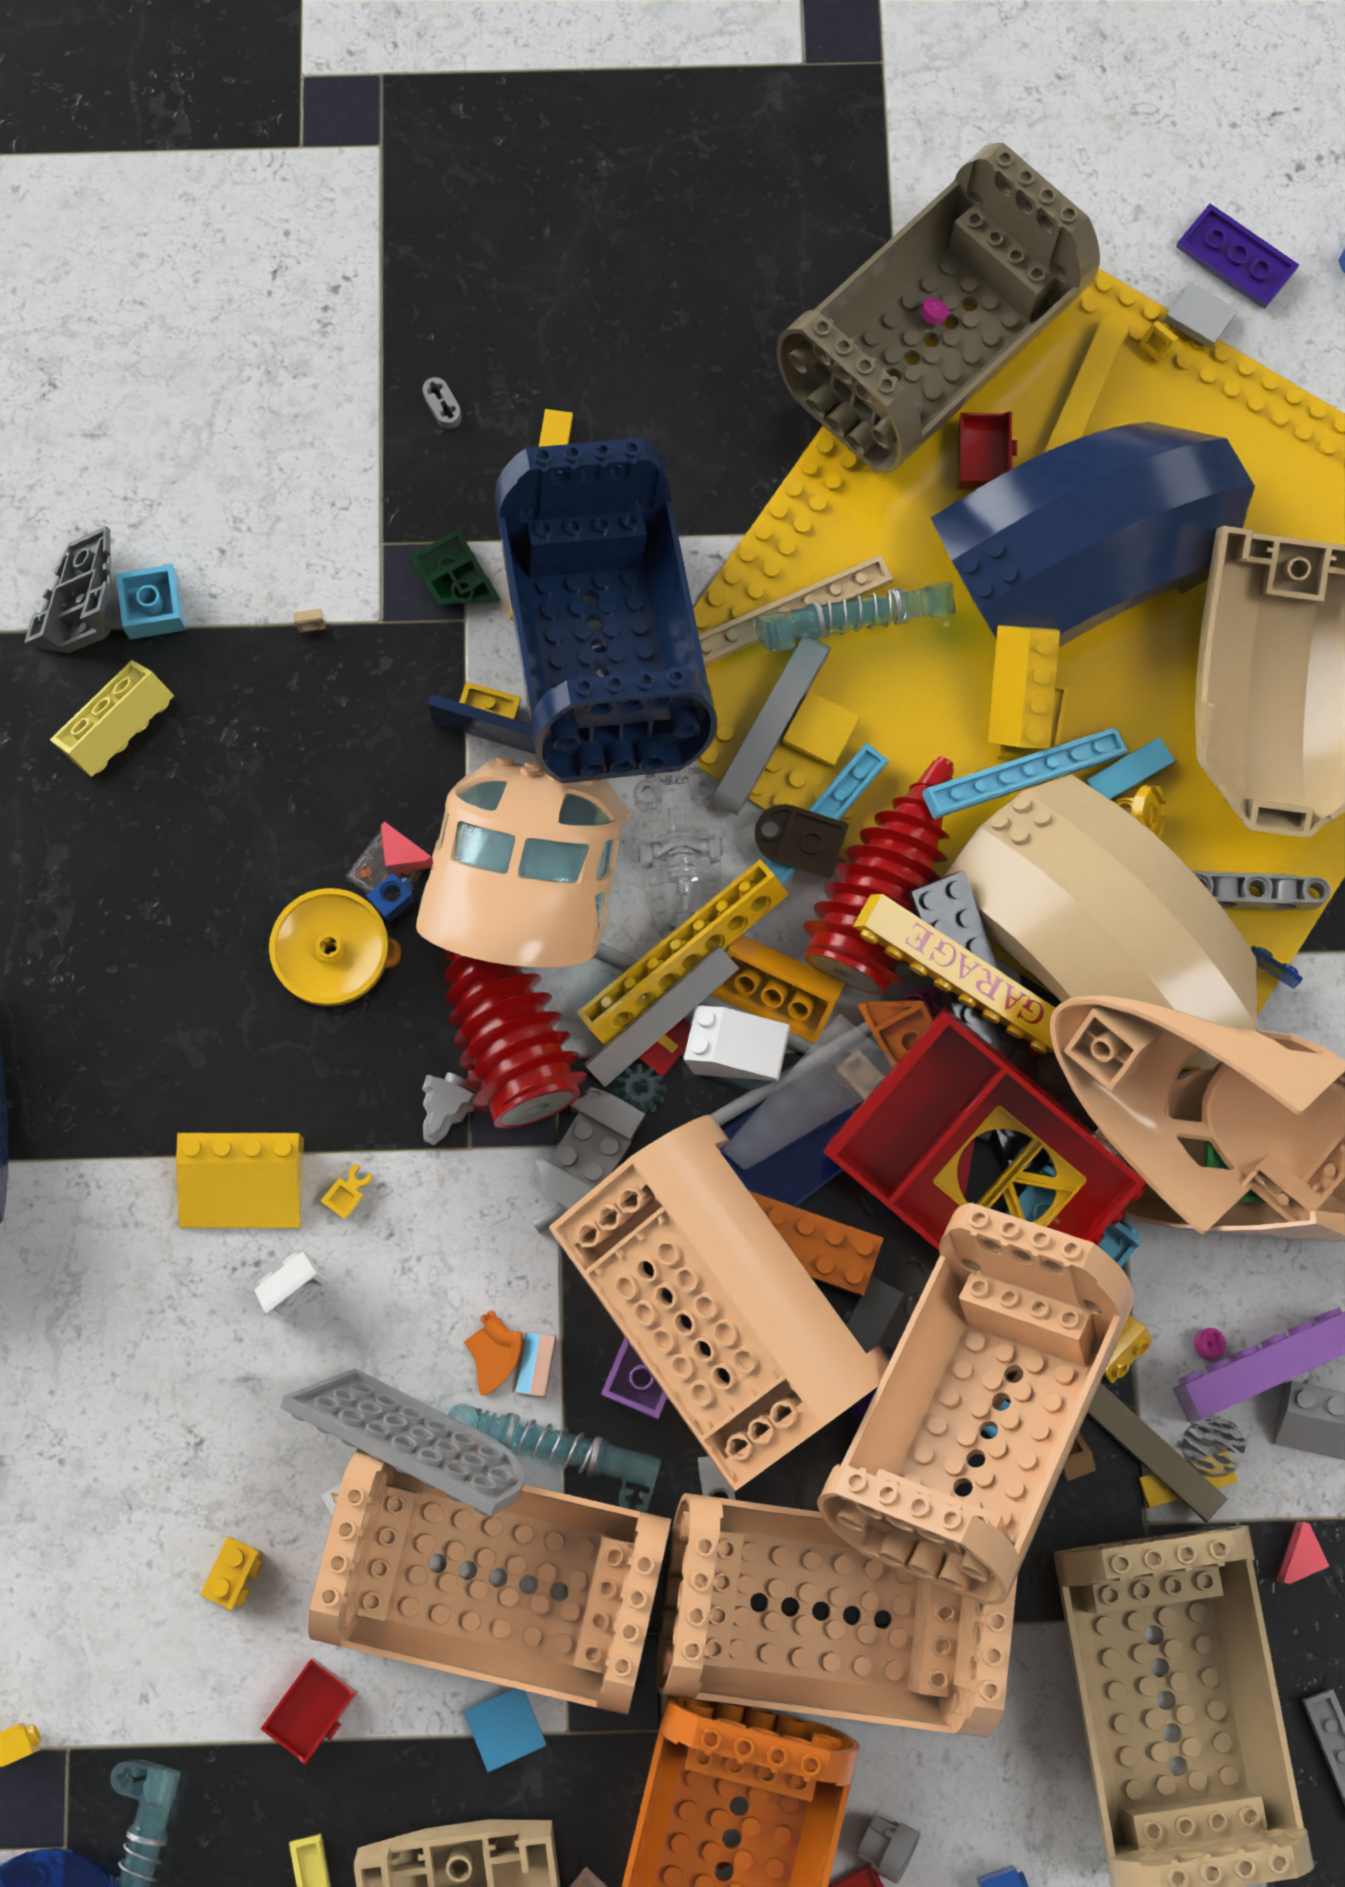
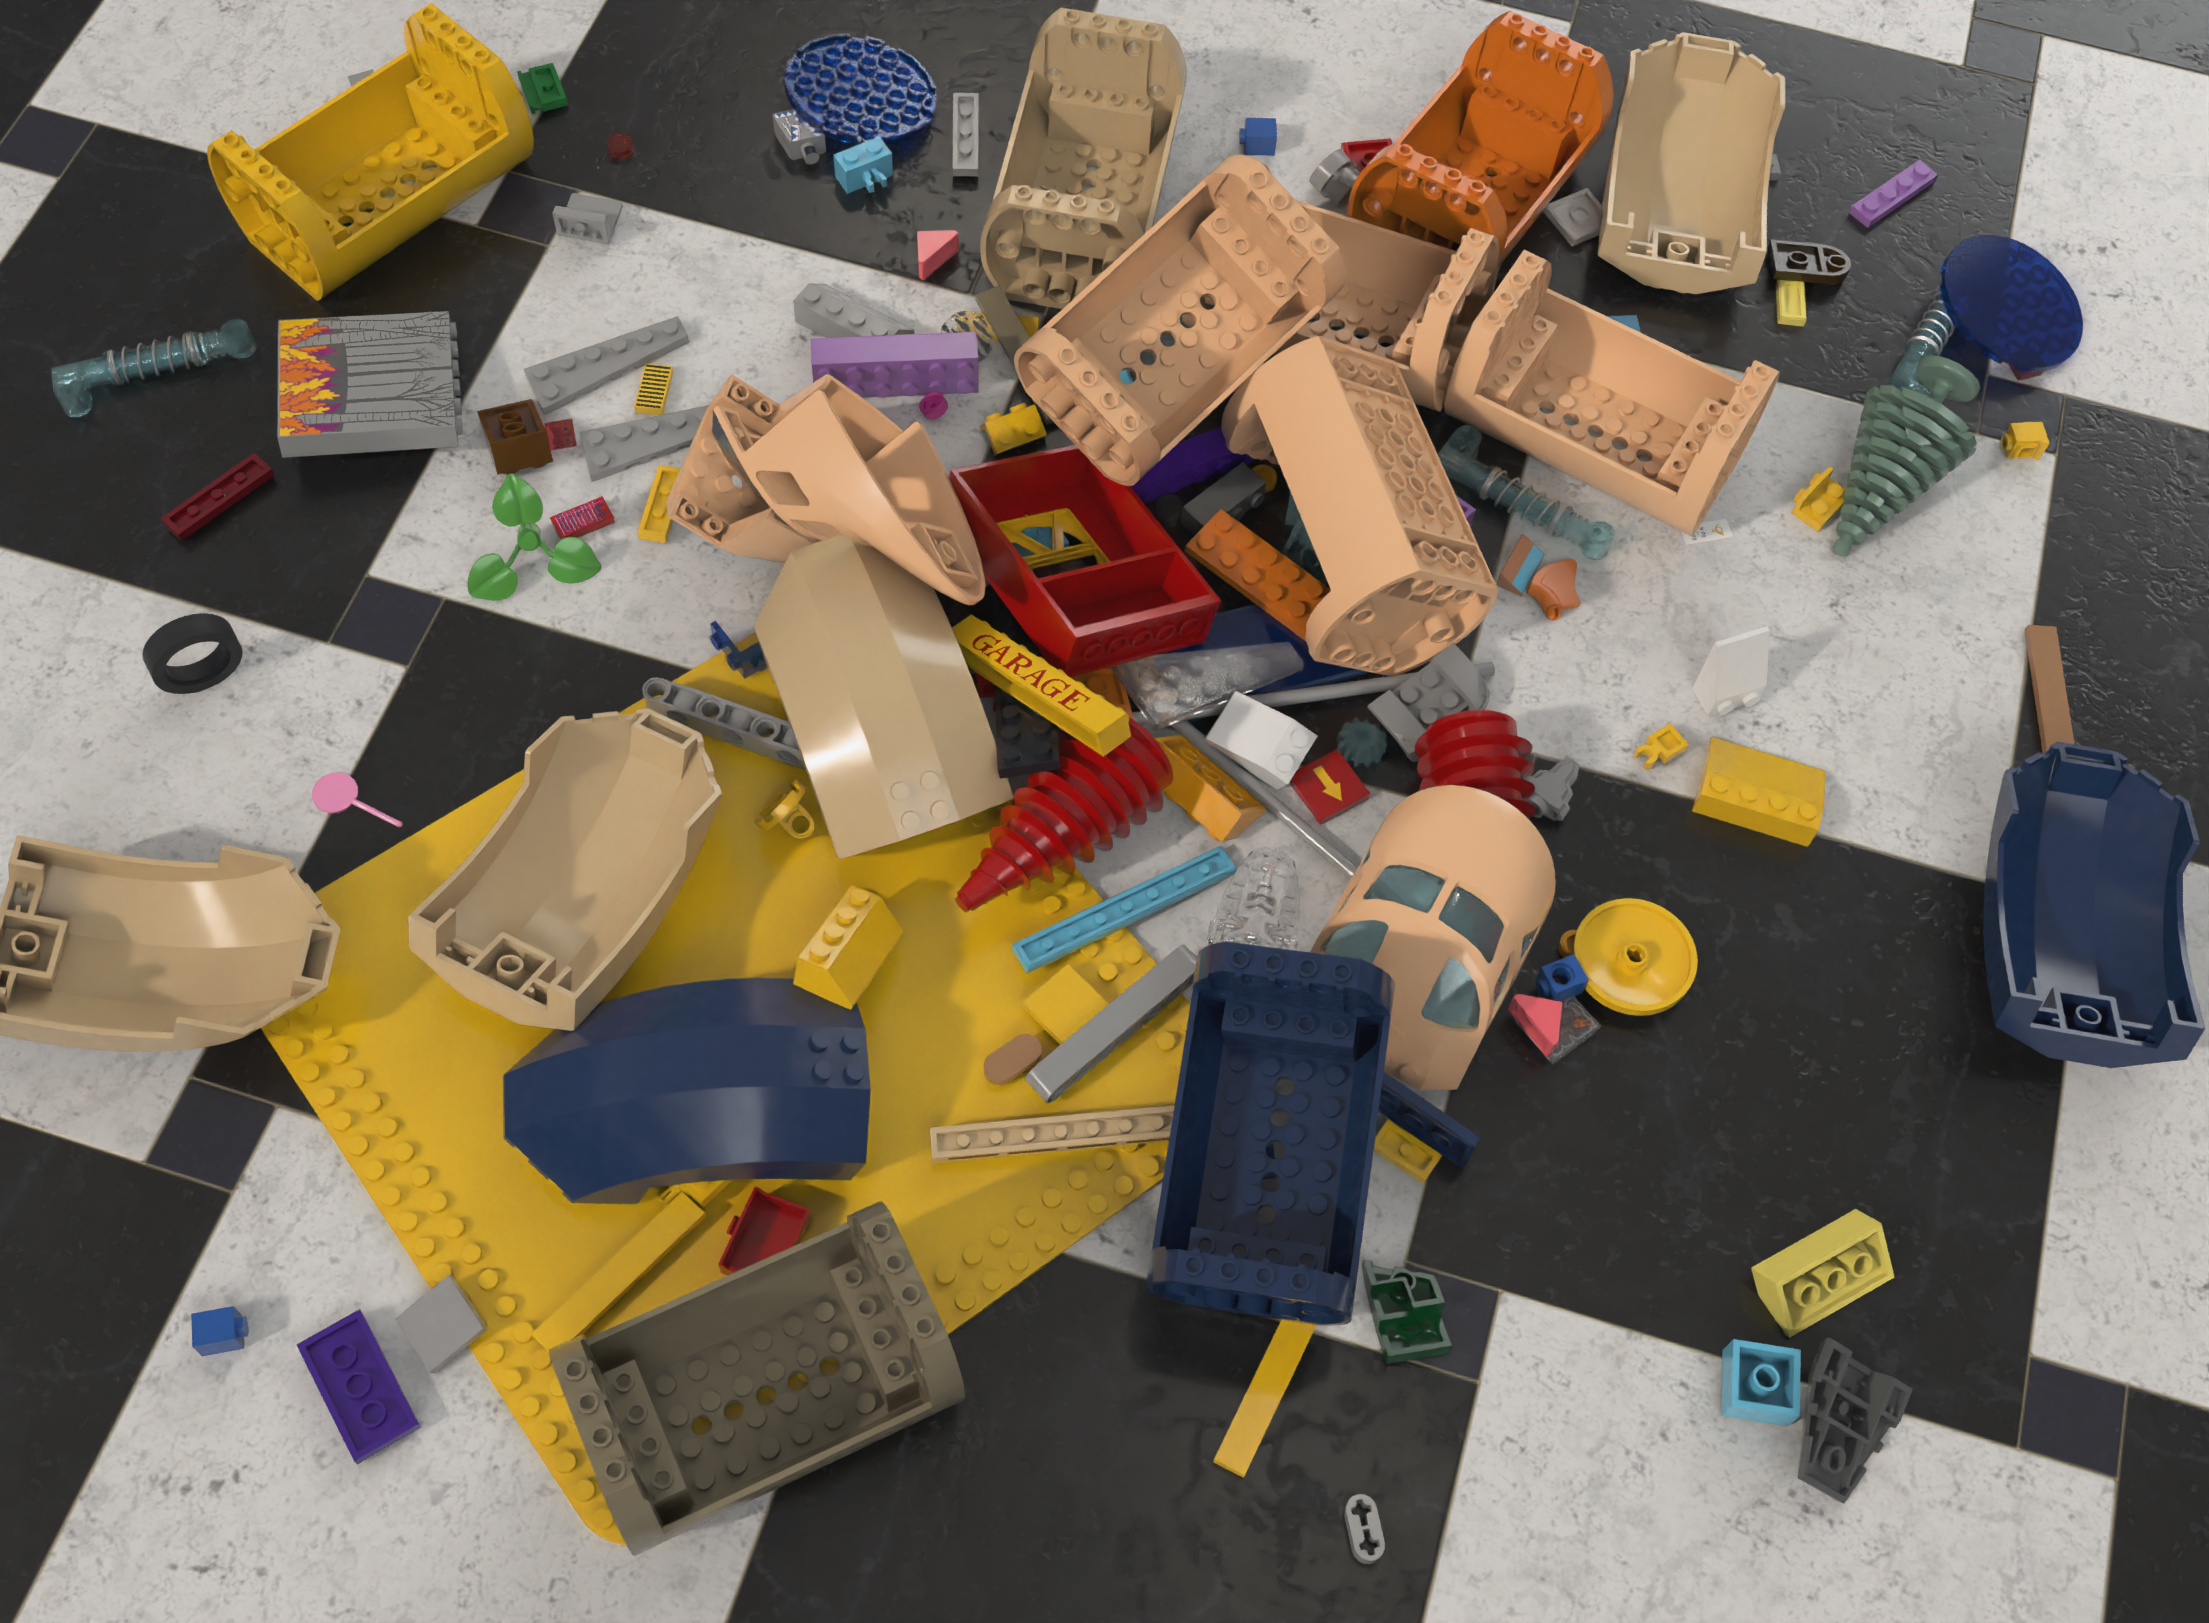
camera: 165 degrees left, 15 degrees down
(153, 1643) = (1904, 447): none -> sand green plant
(309, 620) = (1582, 1307): tan tile -> none
(309, 1711) = (1790, 393): red container -> none
(412, 1439) = (1655, 500): light grey plate -> none
(661, 1016) = (1323, 786): light grey tile -> none
(714, 924) = (1282, 826): yellow brick -> none
(781, 629) = (1032, 1099): clear light blue piece -> none
(803, 840) = (1128, 900): dark brown tile -> none
(848, 666) = (1012, 1059): none -> medium nougat tile
(934, 311) = (750, 1416): dark pink tile -> none
(1024, 773) = (886, 870): medium azure tile -> none
(1132, 770) = (773, 864): medium azure tile -> none
(1158, 341) = (509, 1300): yellow tile -> none

